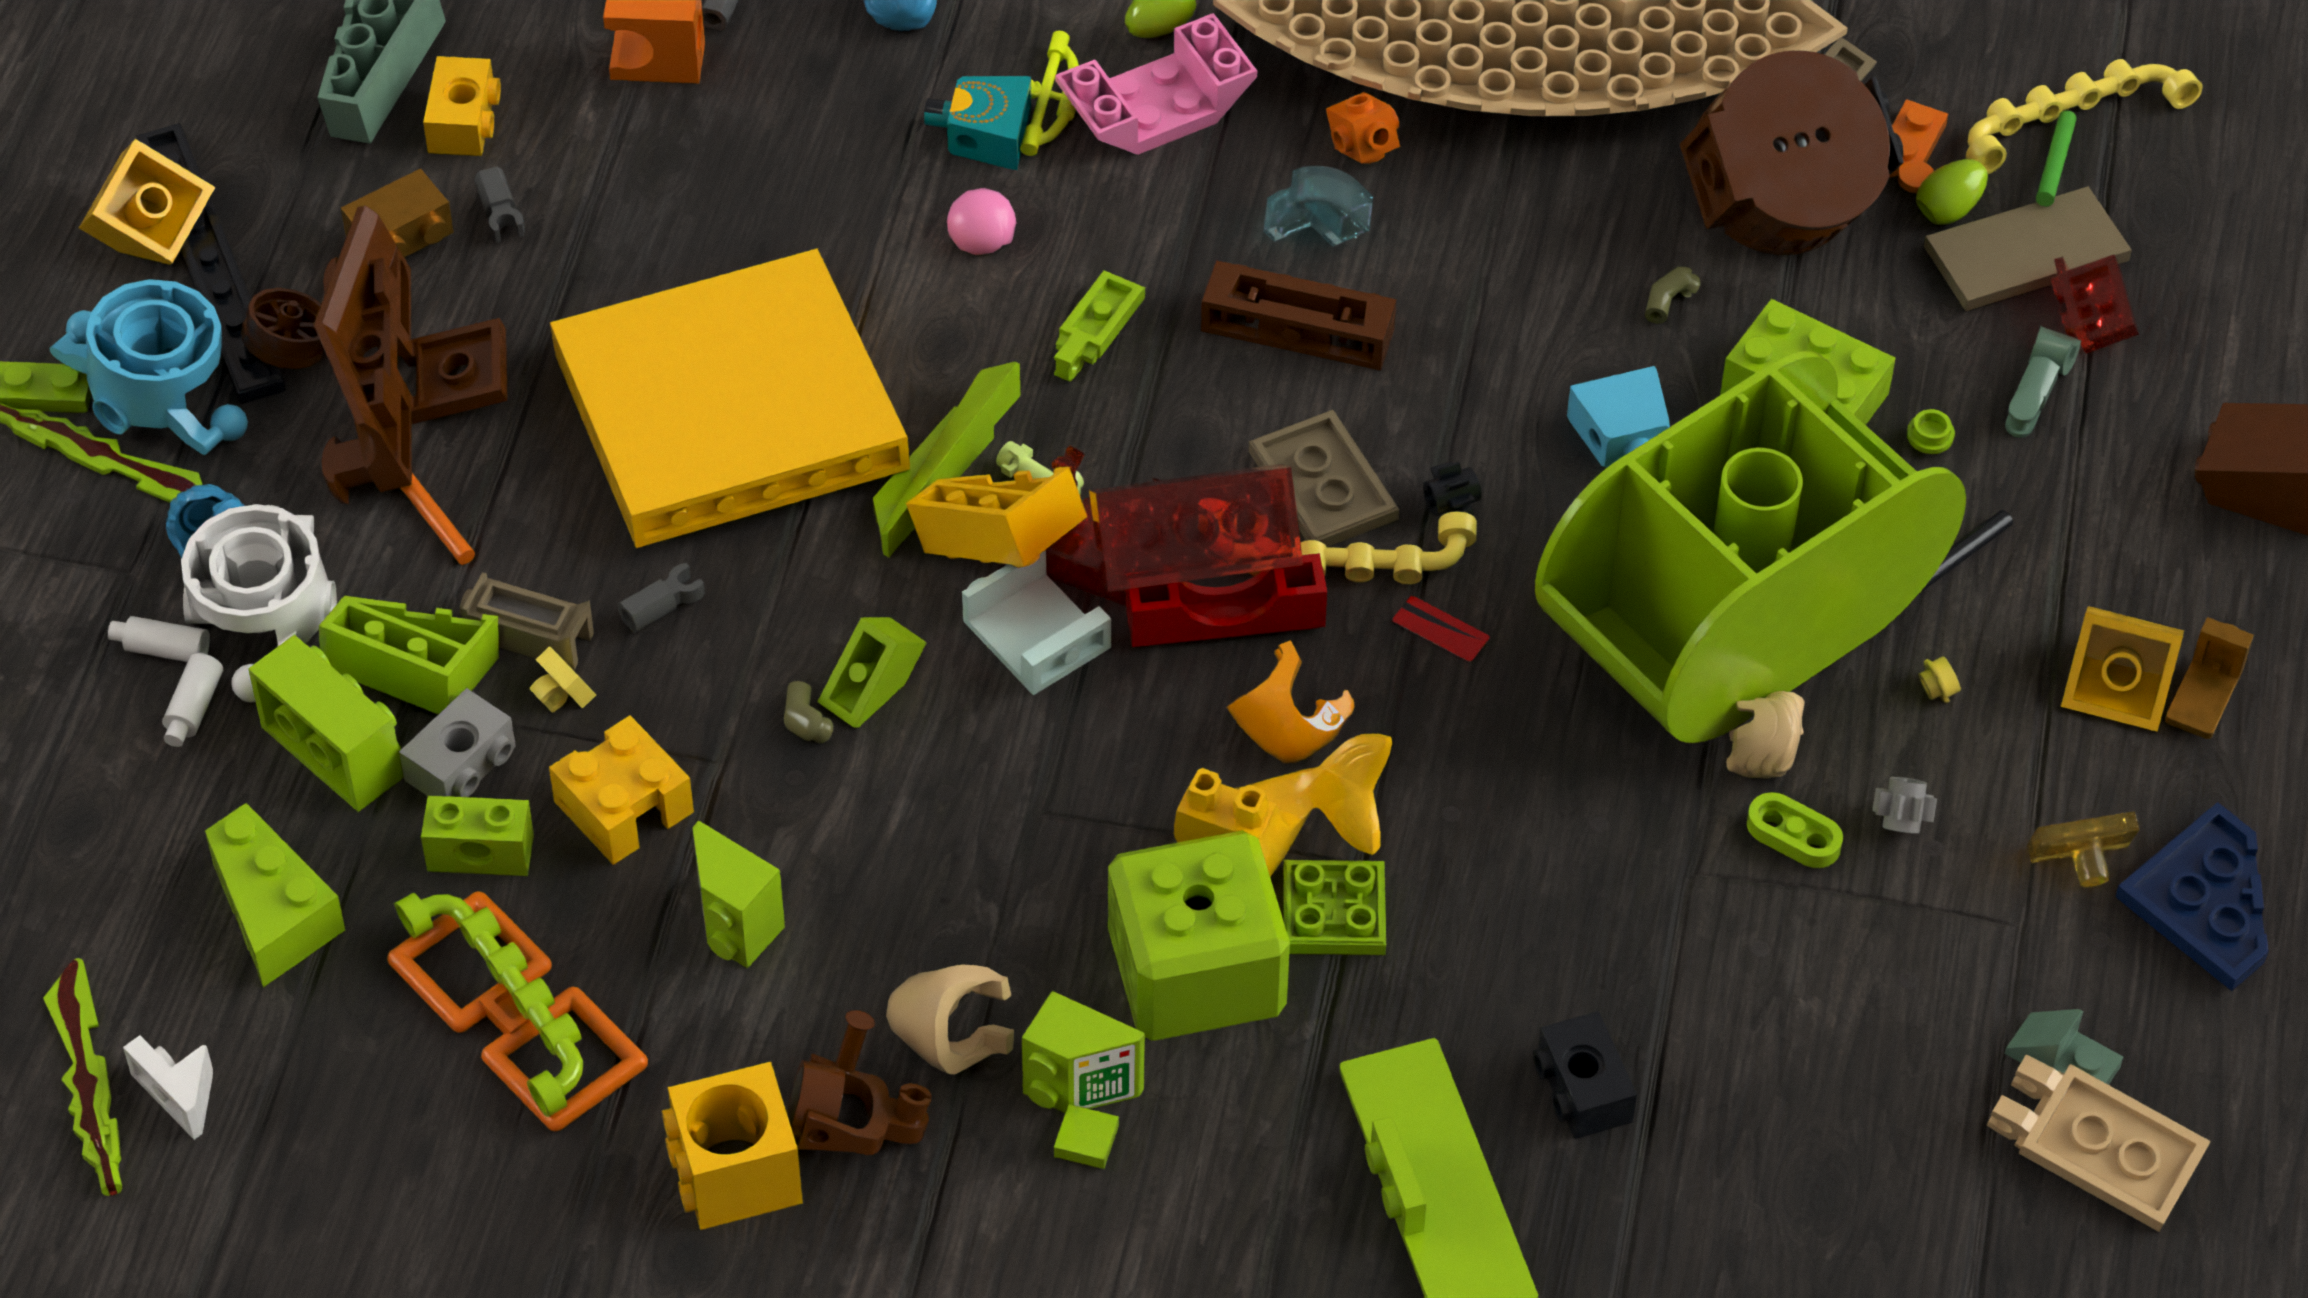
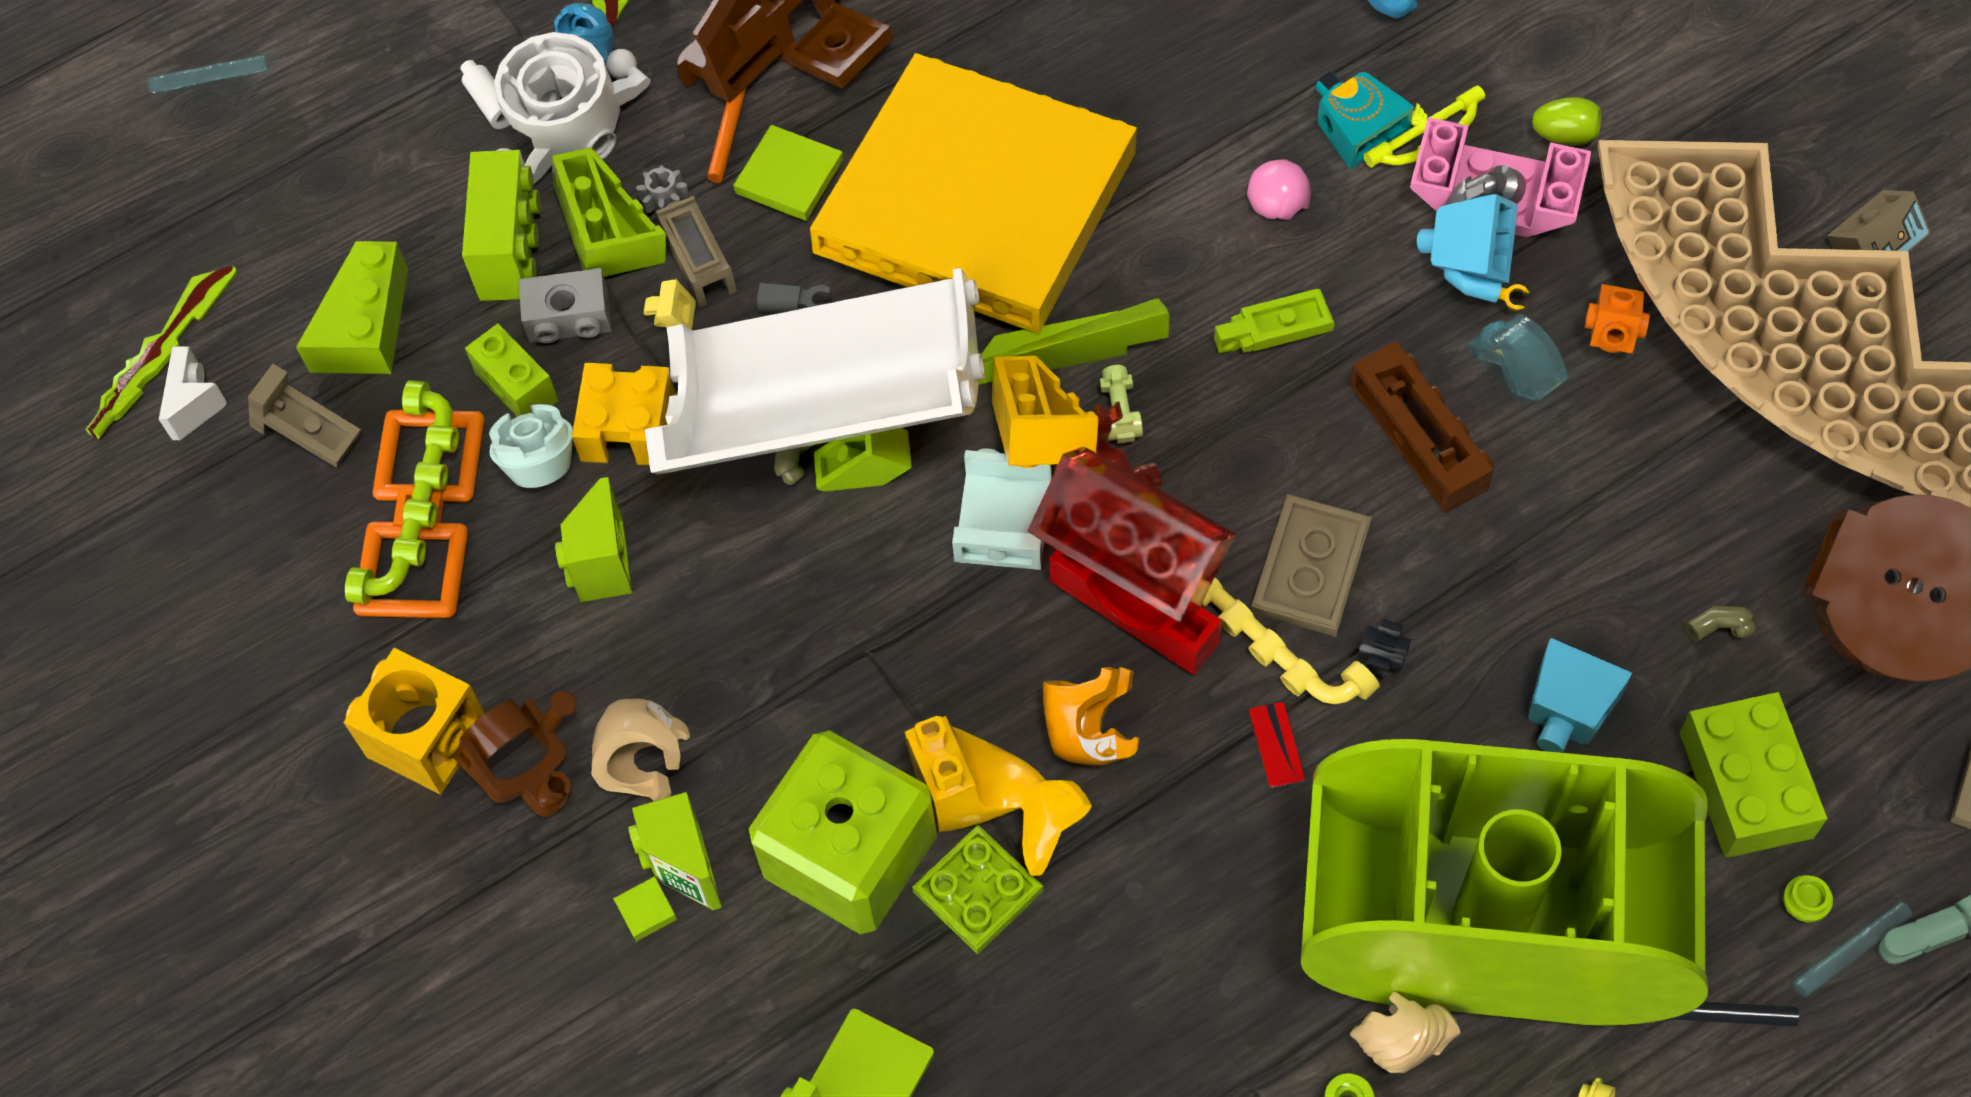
camera: 50 degrees right, 10 degrees up
(191, 698) = (457, 148): white cylinder -> none
(316, 1015) = (299, 418): none -> dark tan bracket
(436, 590) = (661, 189): none -> light grey gear
(535, 502) = (788, 172): none -> lime tile
(574, 869) = (533, 446): none -> light aqua cone
(783, 615) = (820, 375): none -> white panel
(1191, 140) = (1477, 235): none -> medium azure torso
(1994, 444) = (1852, 949): none -> clear light blue bar

